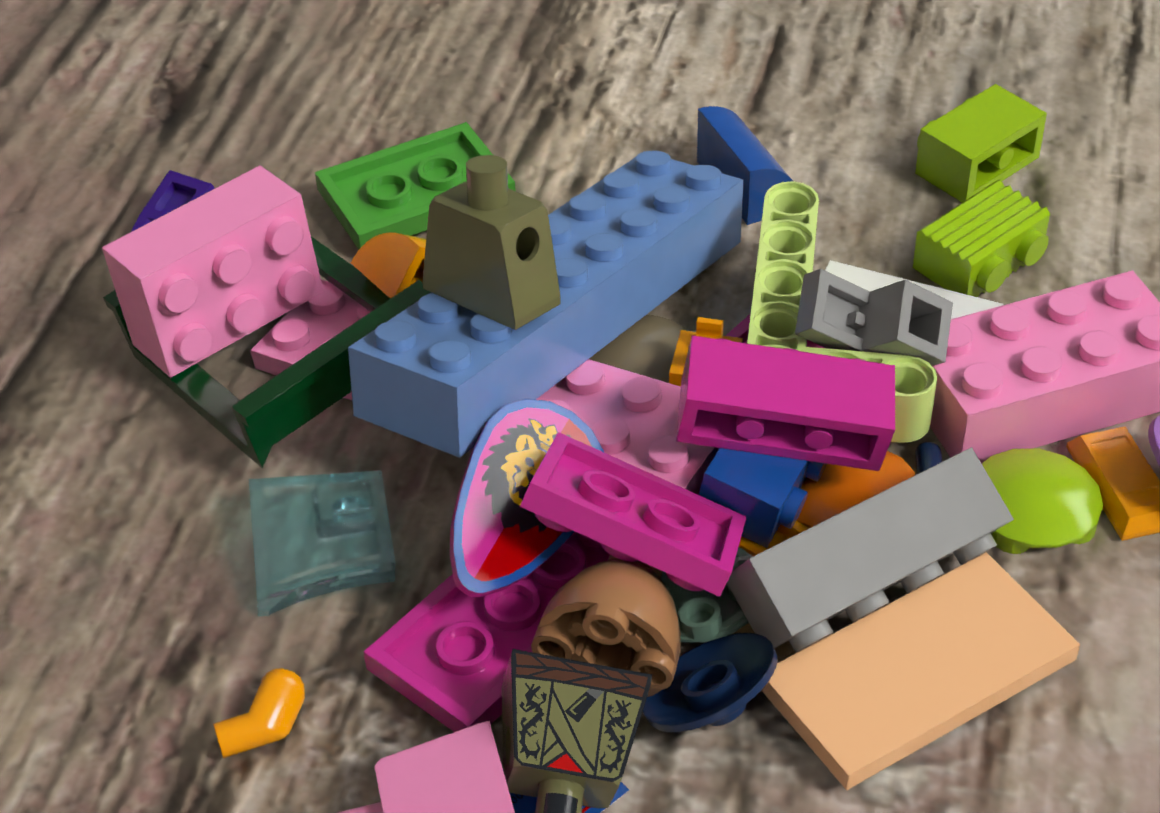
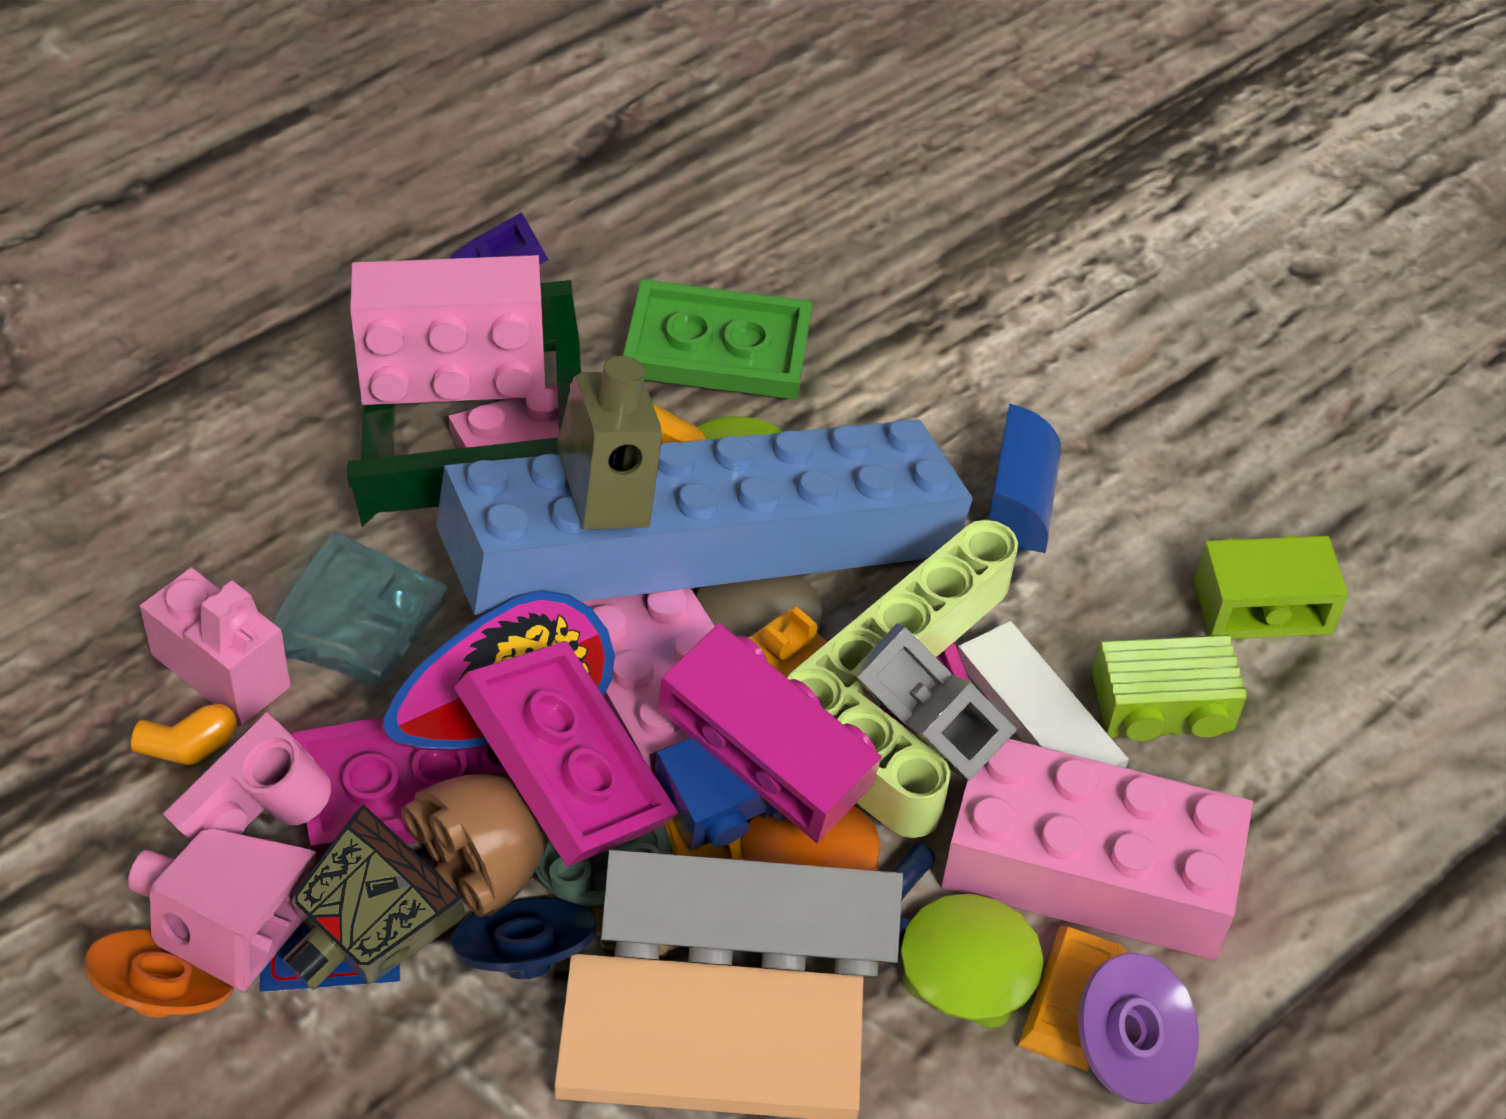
camera: 30 degrees right, 5 degrees up
(228, 620) = (217, 643): none -> bright pink hinge
(373, 705) = (254, 774): none -> bright pink plate

